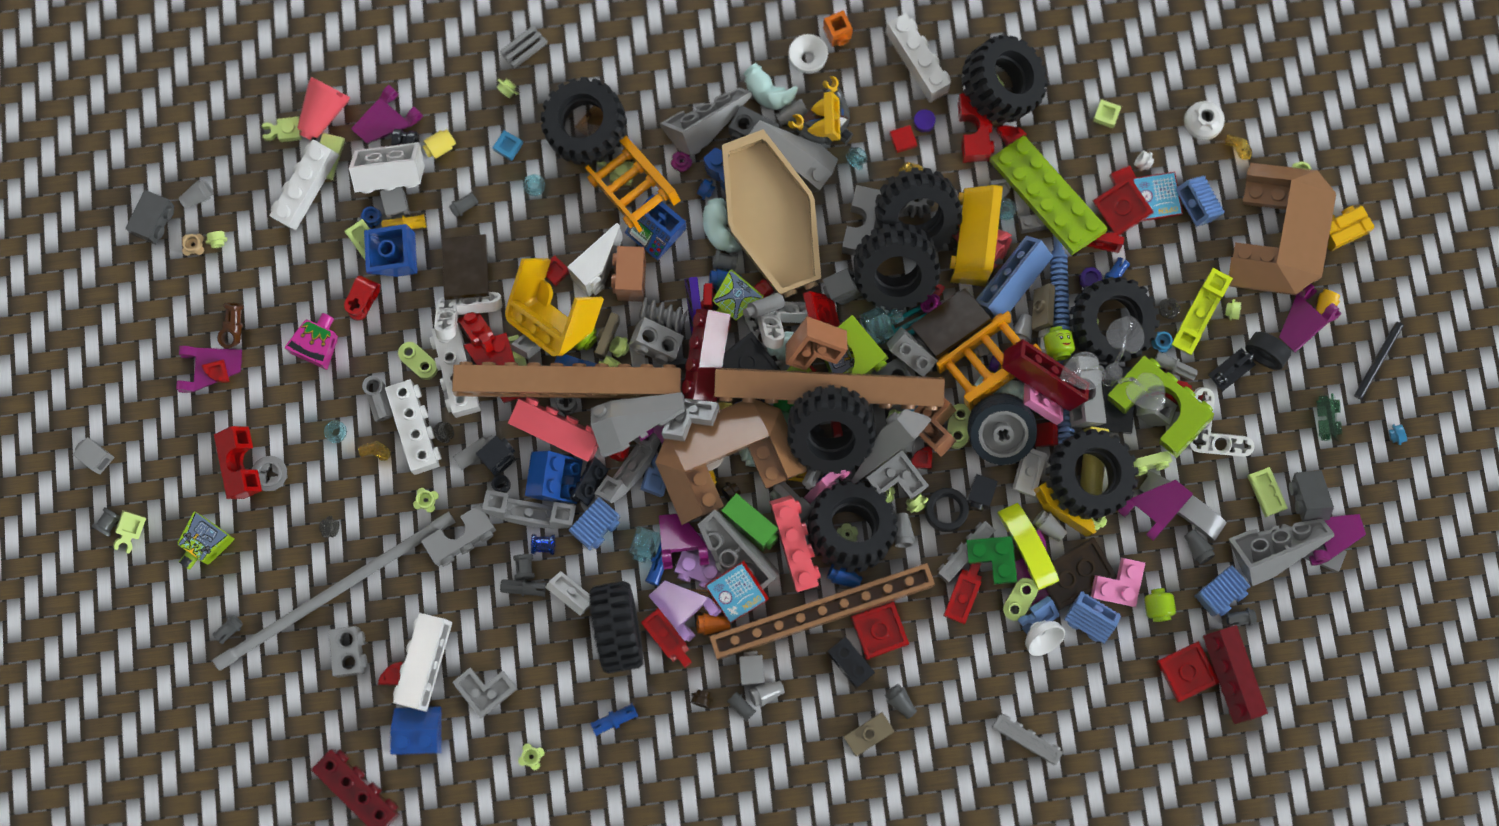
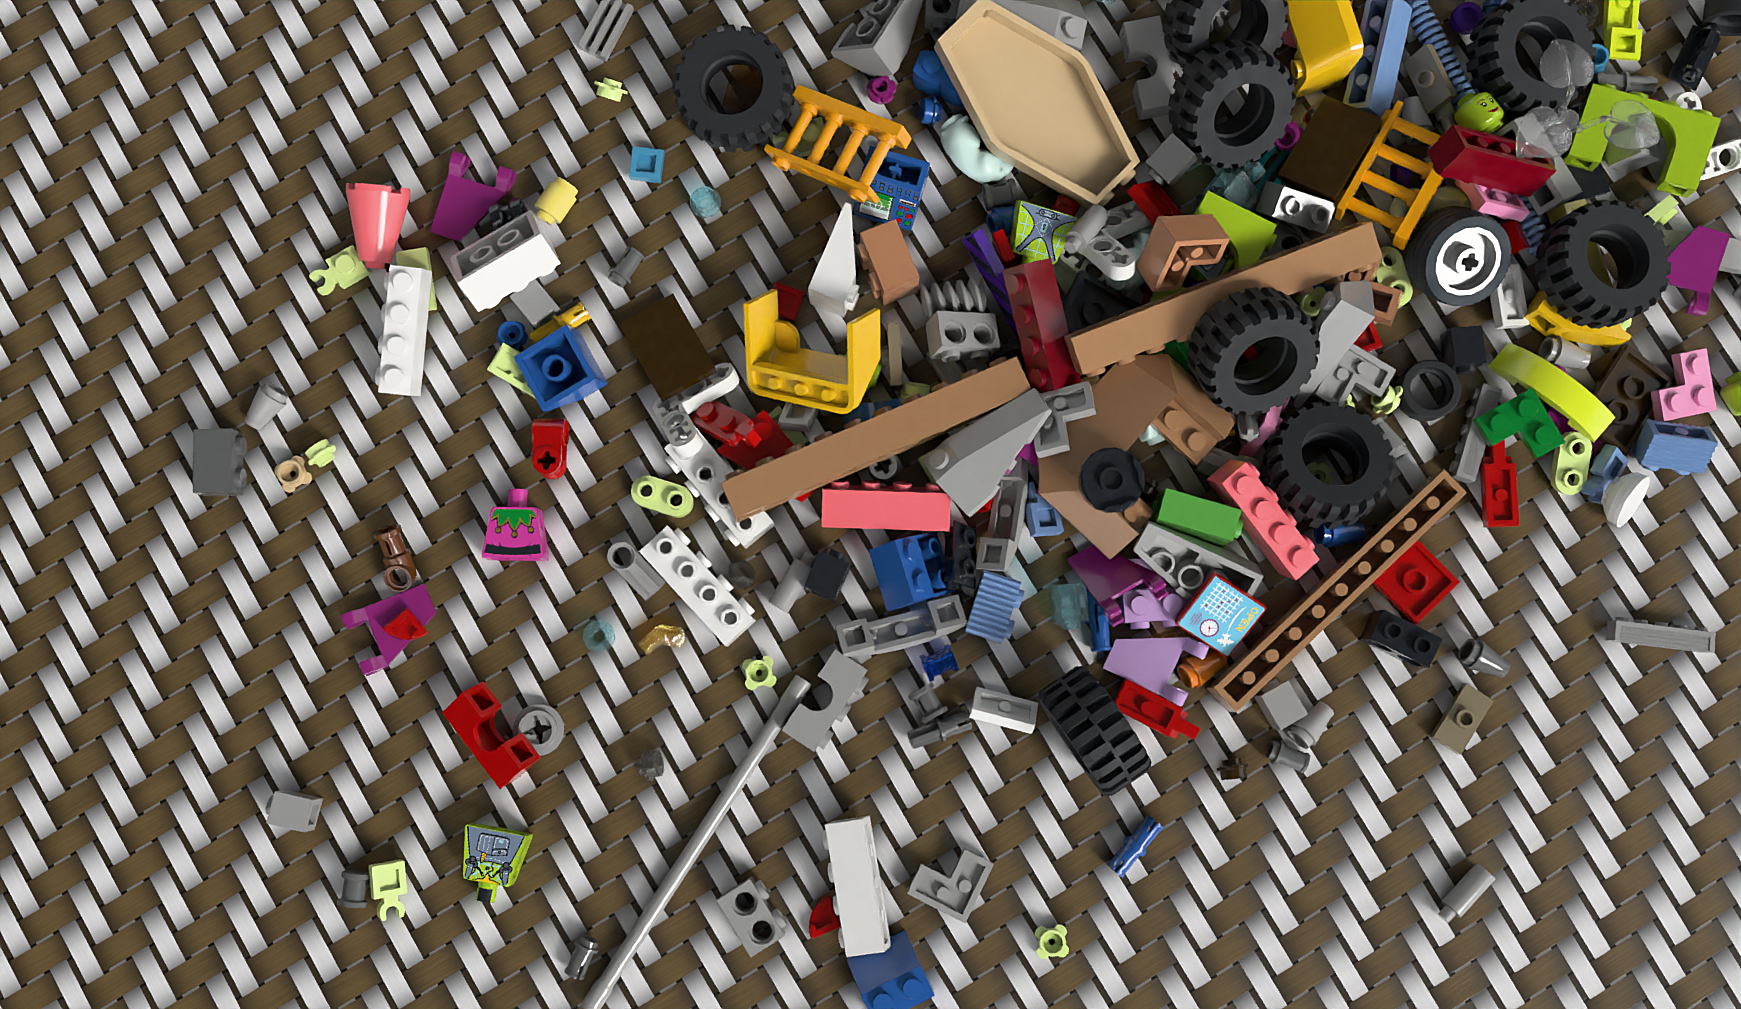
camera: 25 degrees left, 5 degrees up
(499, 481) = (842, 607): black hinge -> none
(619, 346) = (915, 364): yellowish green plate -> none
(700, 471) = (1111, 480): none -> black tile

